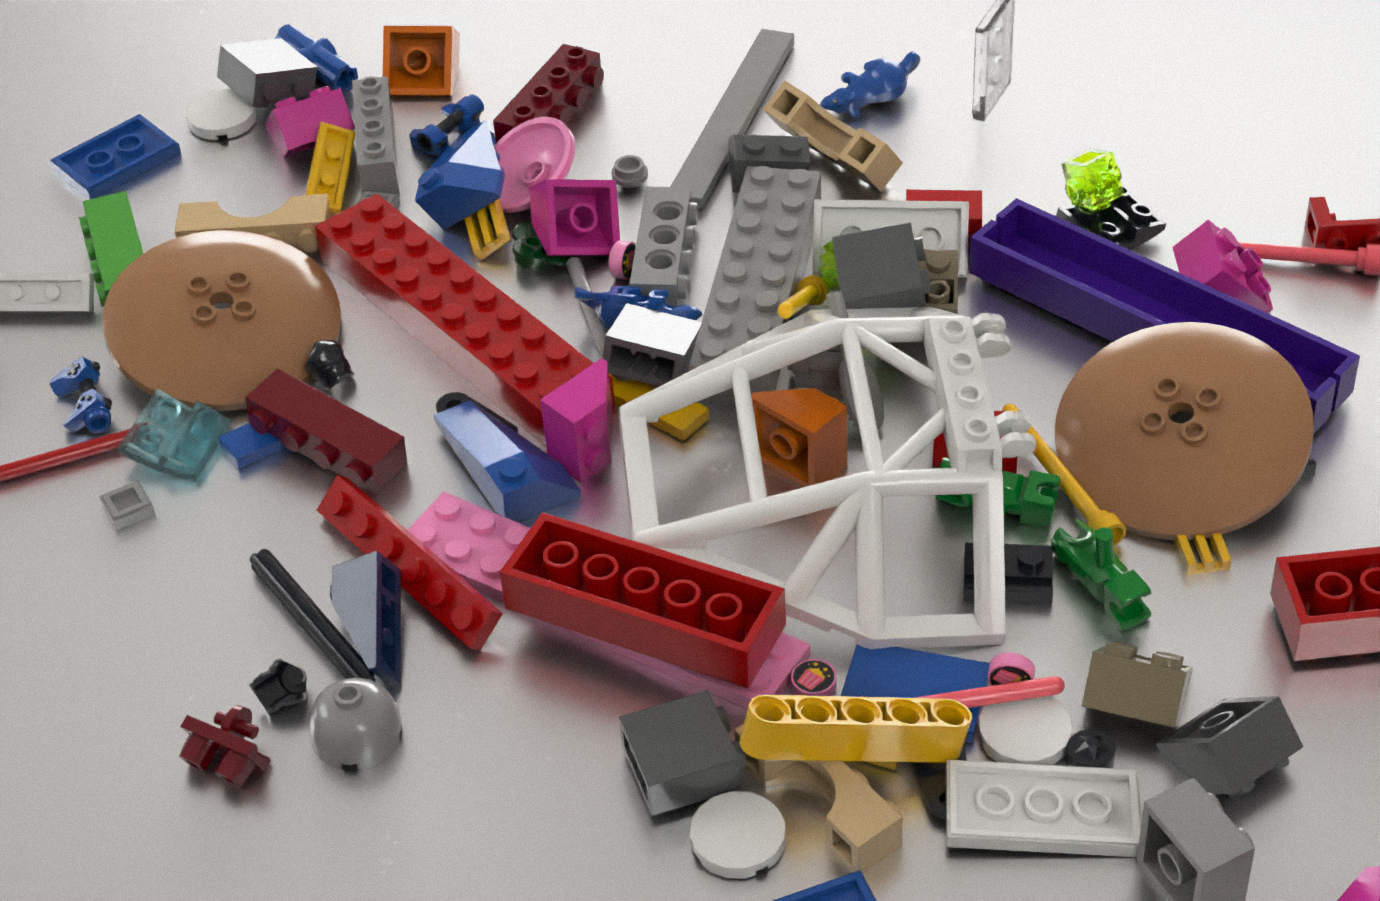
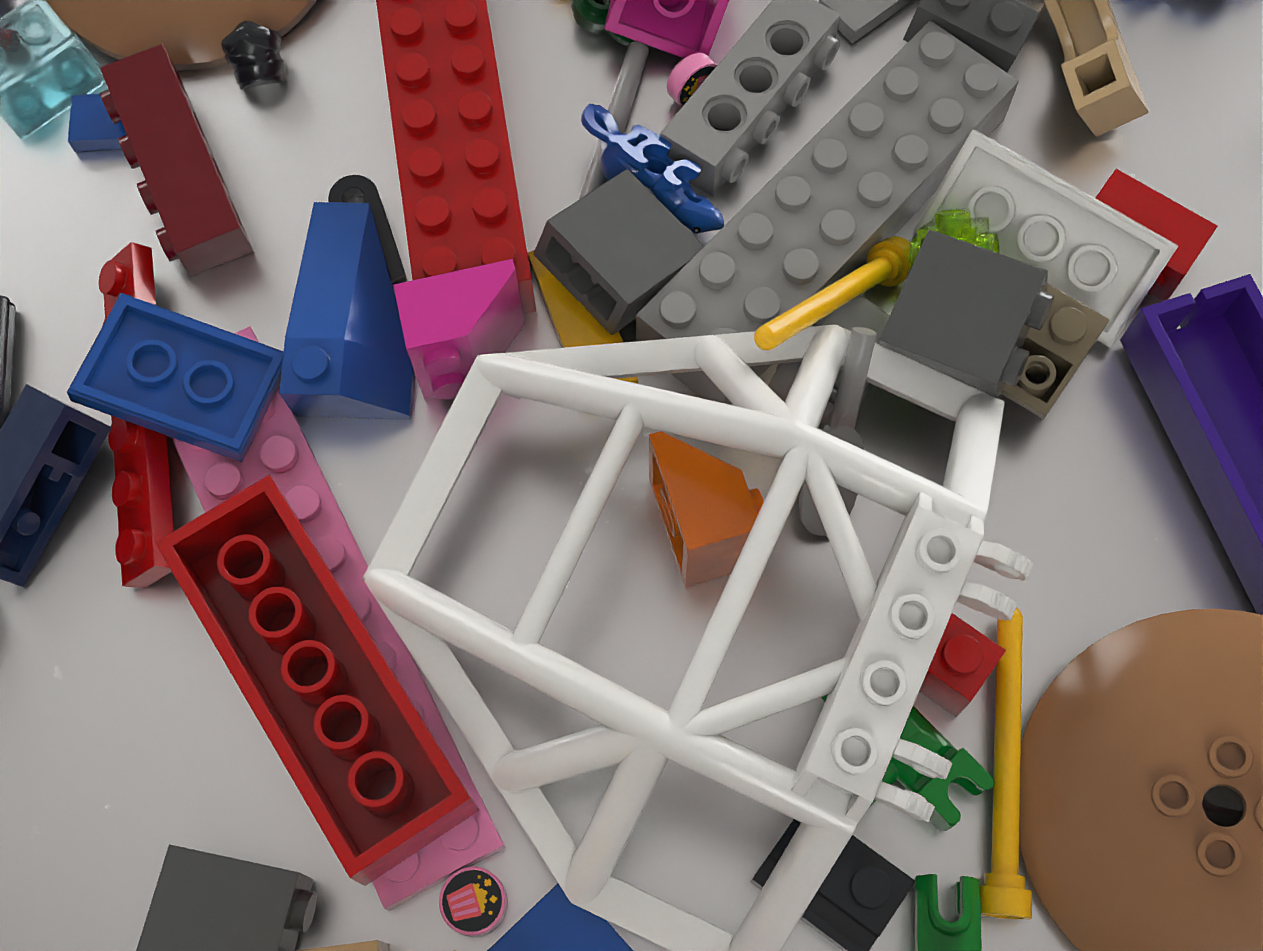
camera: 30 degrees right, 25 degrees up
(430, 519) = (179, 377): none -> blue tile

